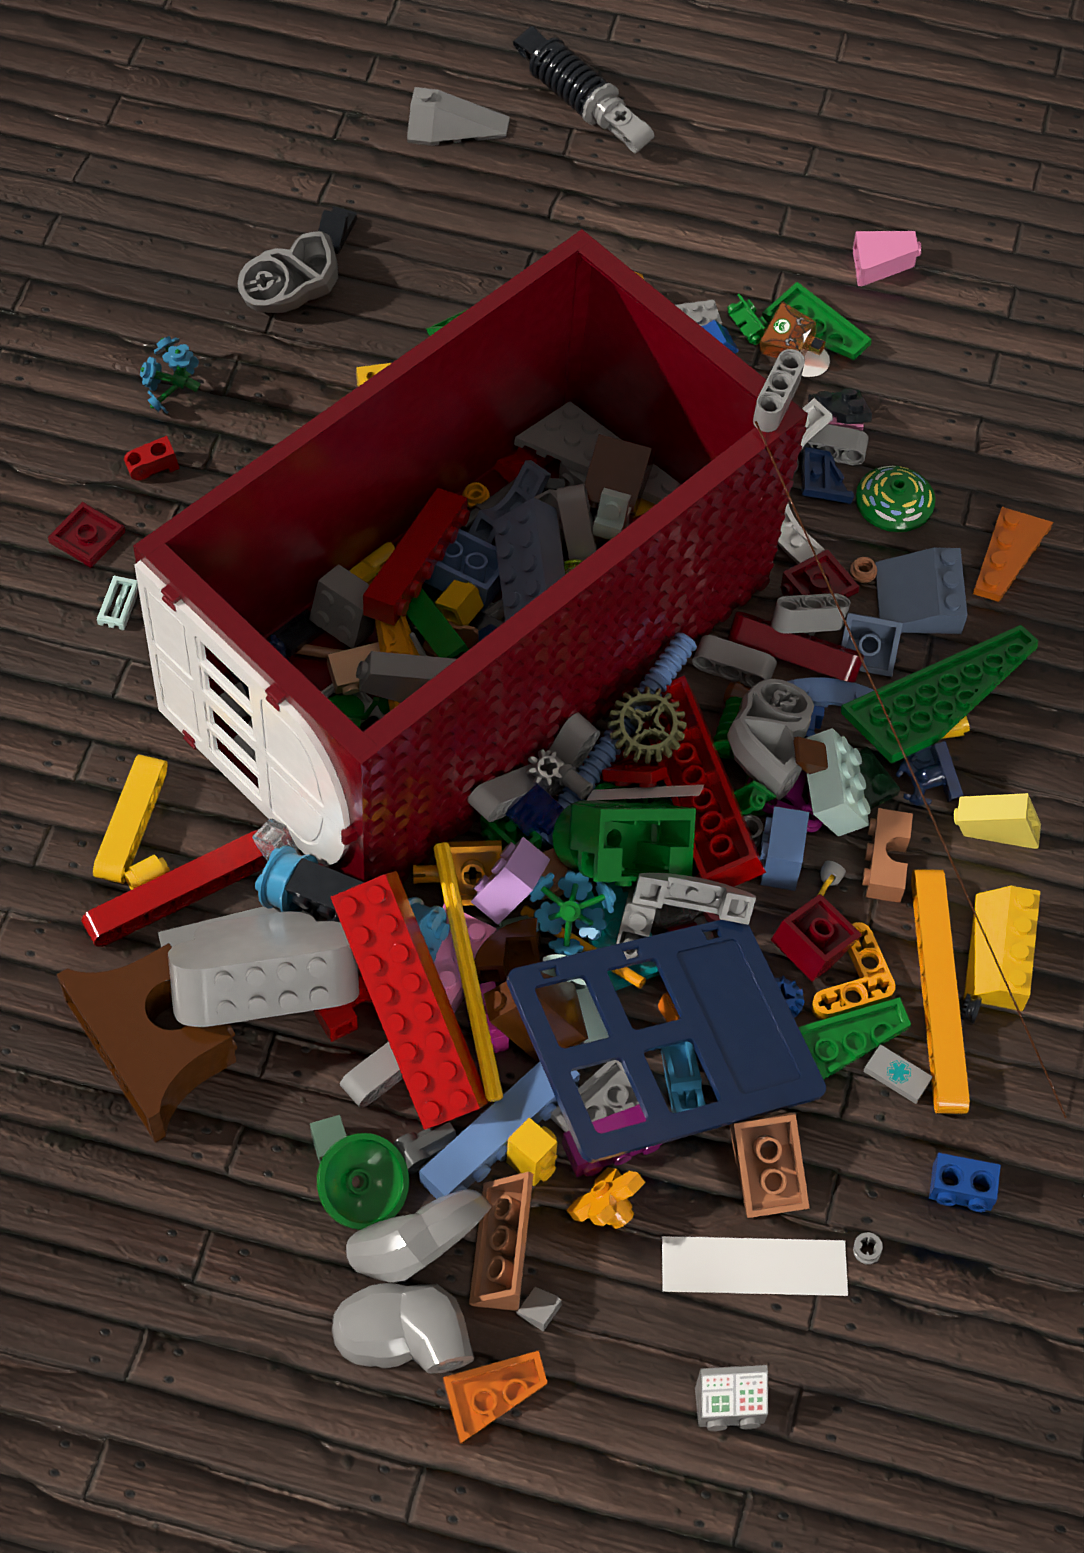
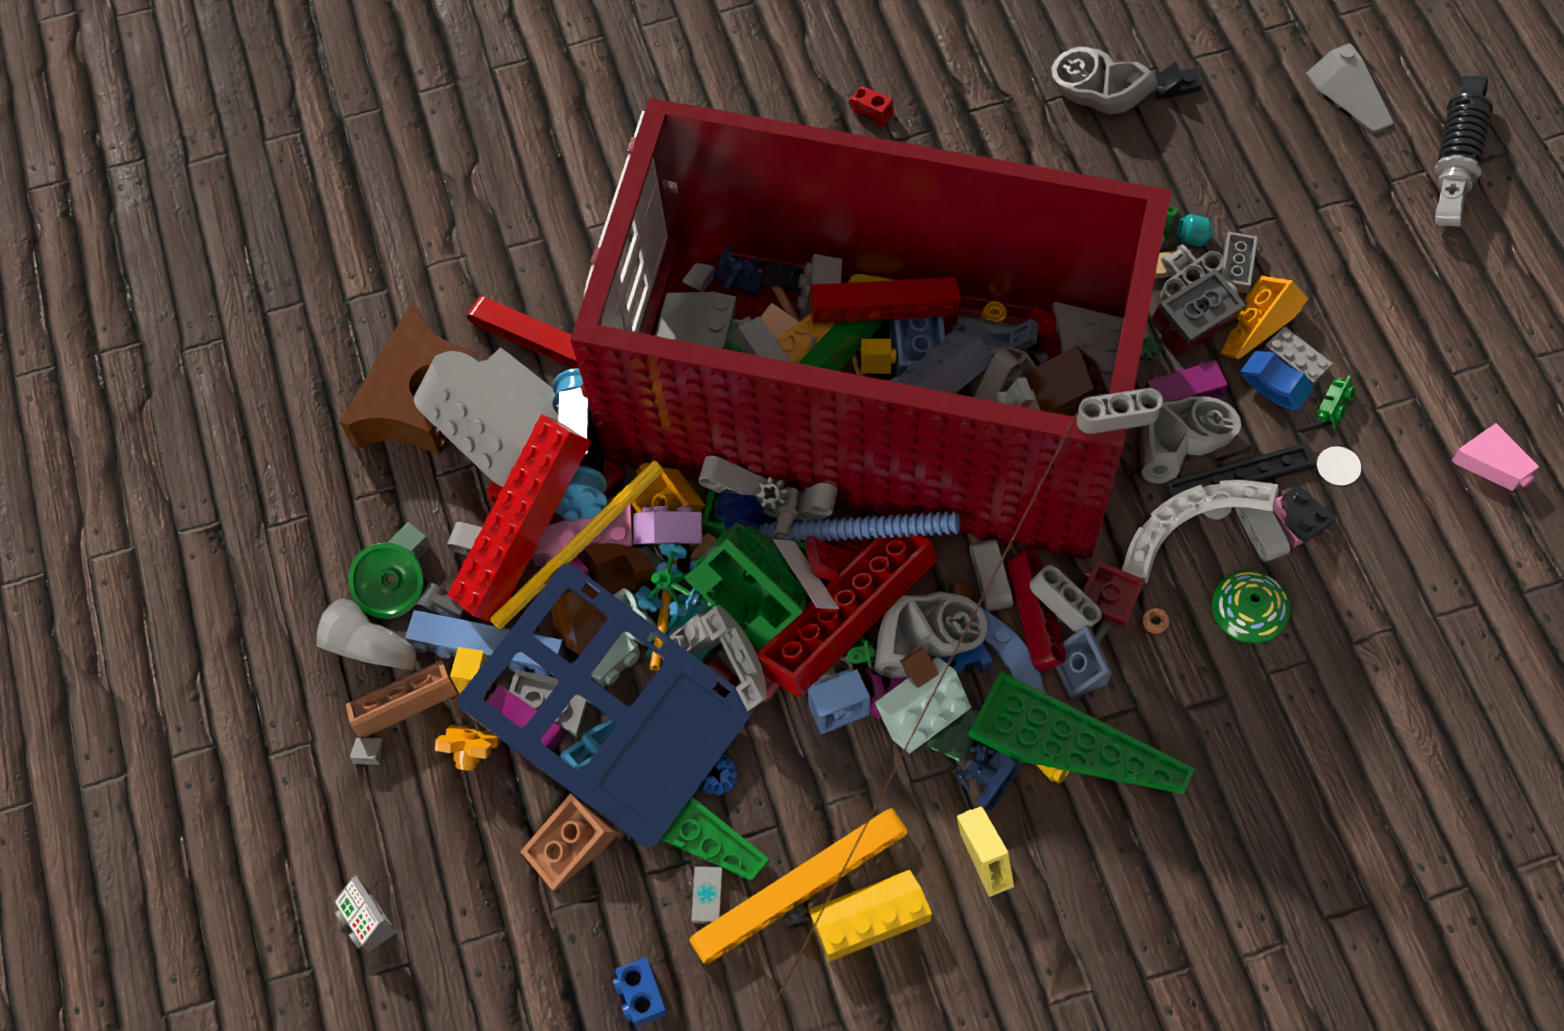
camera: 65 degrees right, 5 degrees up
(86, 534) = (784, 105): dark red tile -> none
(130, 818) = (557, 281): yellow beam -> none
(145, 871) = (539, 311): yellow brick -> none
(180, 360) = (946, 62): dark azure plant -> none
(402, 1323) = (299, 672): light grey piece -> none
(492, 1390) = (286, 754): orange wing -> none
(656, 732) = (857, 518): olive gear -> none
(754, 1266) = (487, 879): white sticker -> none
(791, 331) = (1342, 436): torso -> none
(815, 937) = (780, 768): dark red slope -> none
(822, 477) = (1223, 540): dark blue wing -> none
(830, 875) = (847, 752): light grey hinge -> none
(831, 327) = (1379, 448): green wing -> none
(866, 1258) = (549, 958): light grey bush -> none
(868, 978) = (777, 828): light orange beam -> none
(885, 876) = (914, 771): nougat arch -> none
(923, 591) = (1167, 675): sand blue slope -> none
(1010, 547) = (1276, 719): orange wing -> none

